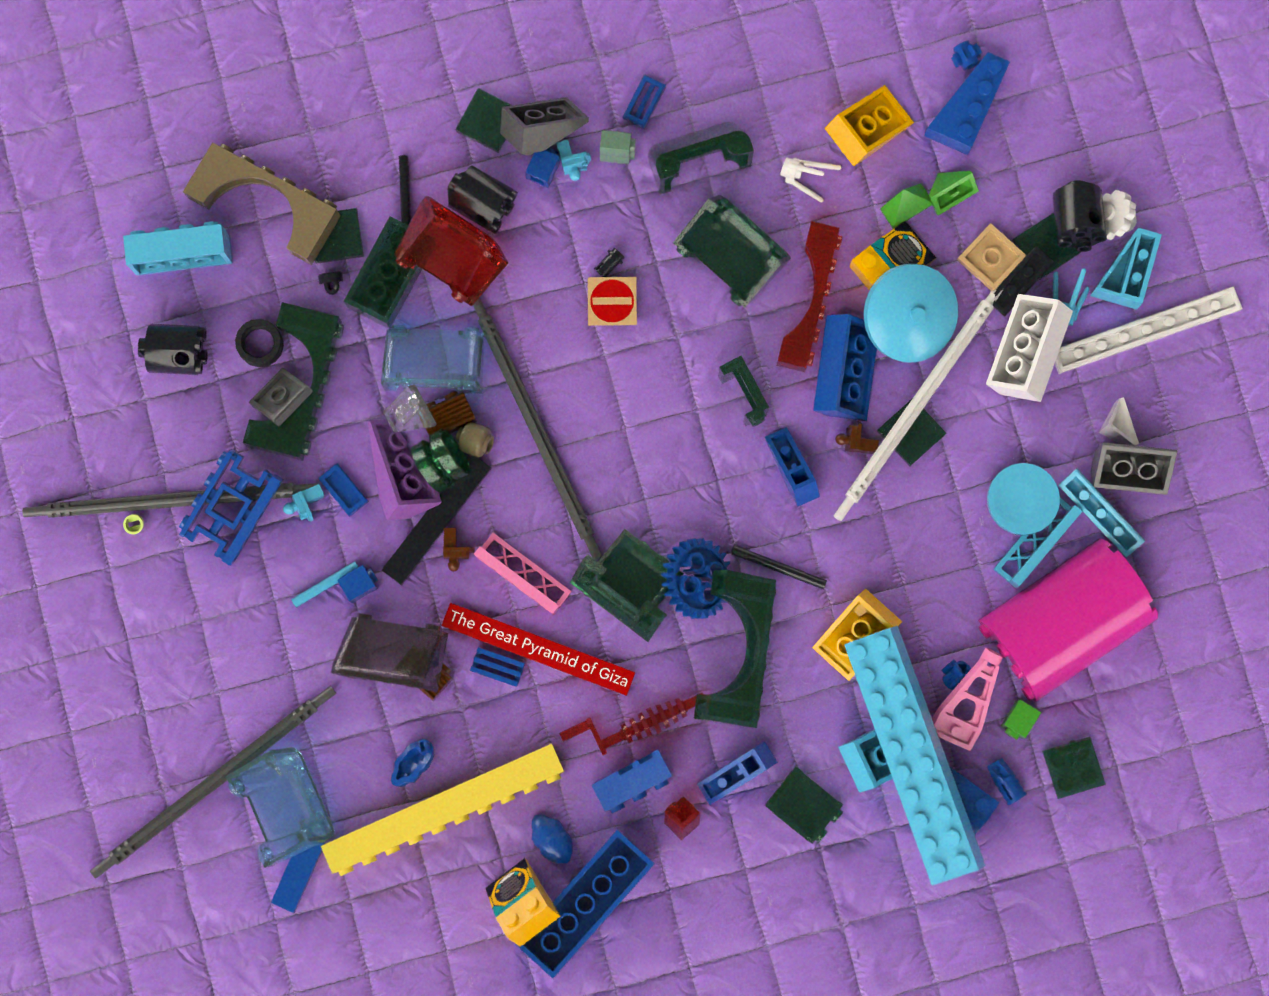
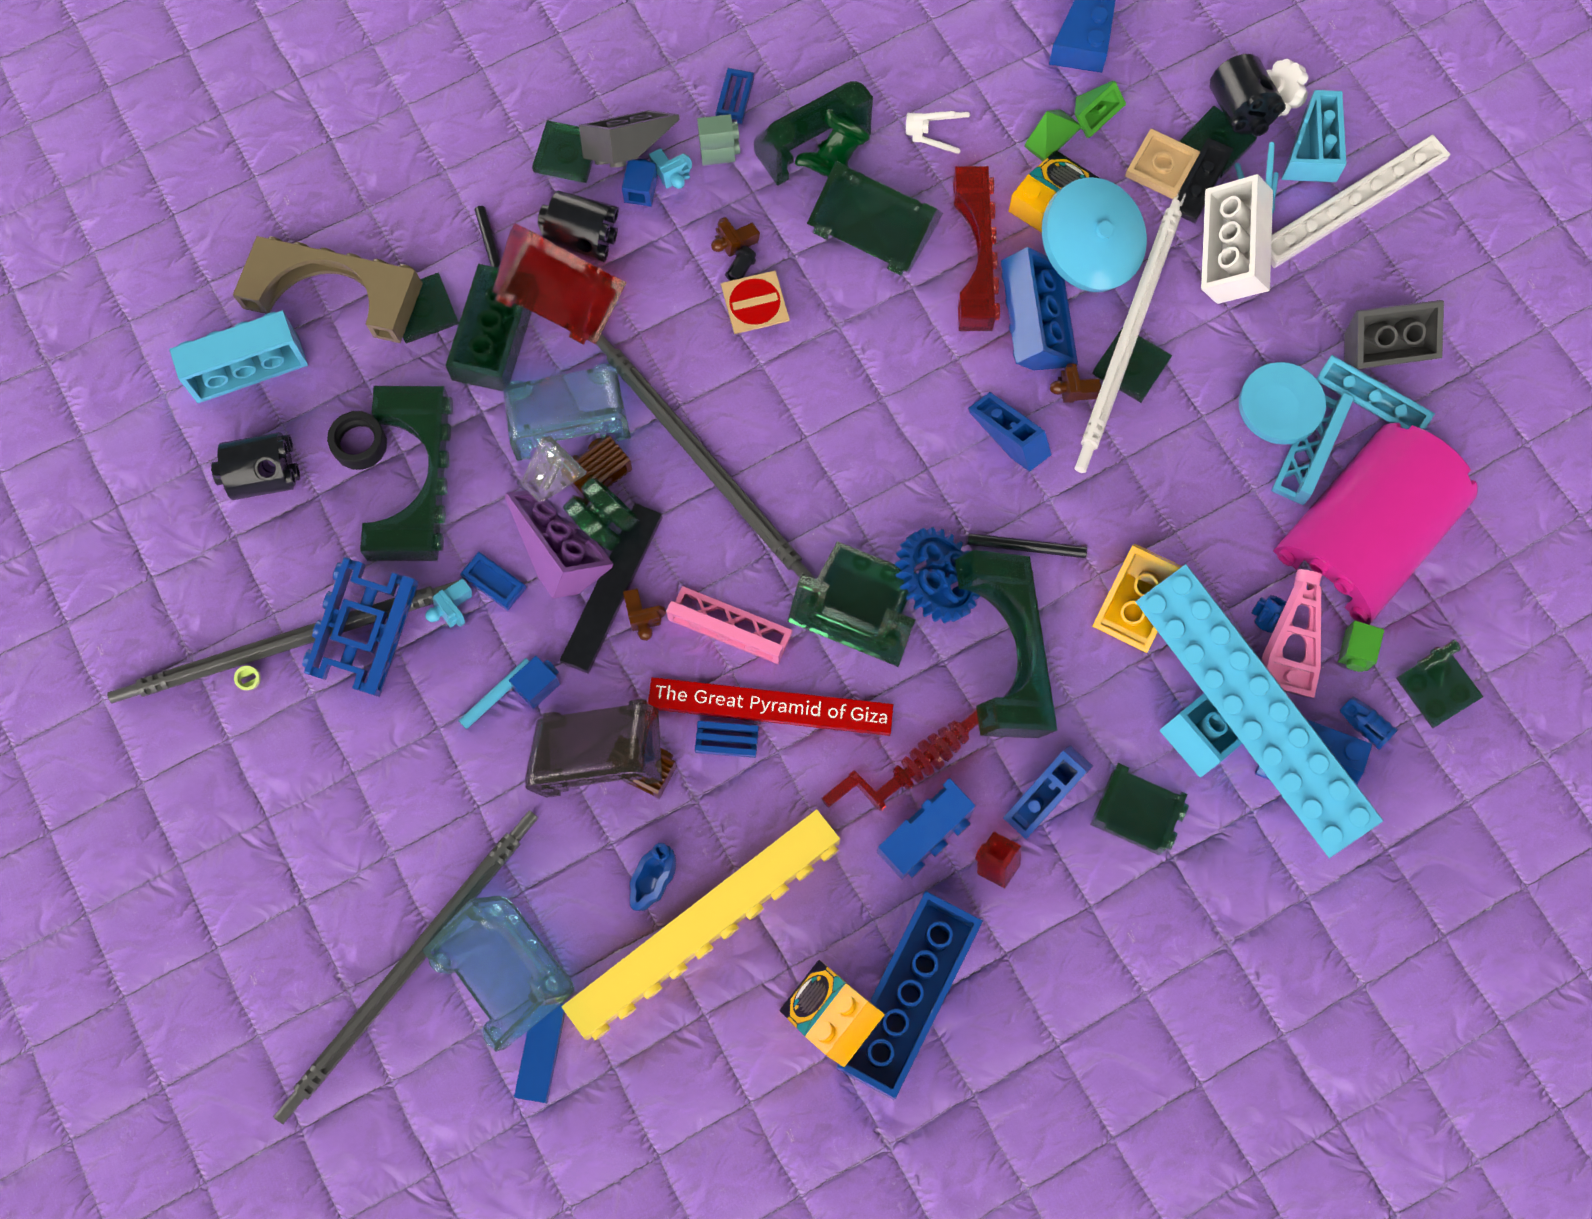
camera: 15 degrees left, 10 degrees down
(280, 397) = (394, 490): dark grey tile -> none
(331, 277) = (425, 351): black tile -> none
(475, 439) = (635, 486): dark tan head -> none
(551, 839) = (846, 928): blue arm -> none
(607, 239) = (731, 239): none -> reddish brown piece
(718, 176) = (838, 147): none -> dark green hair
(738, 369) = (936, 352): clear green panel -> none
(868, 125) = (986, 63): yellow slope -> none
(1119, 425) = (1359, 295): white slope -> none

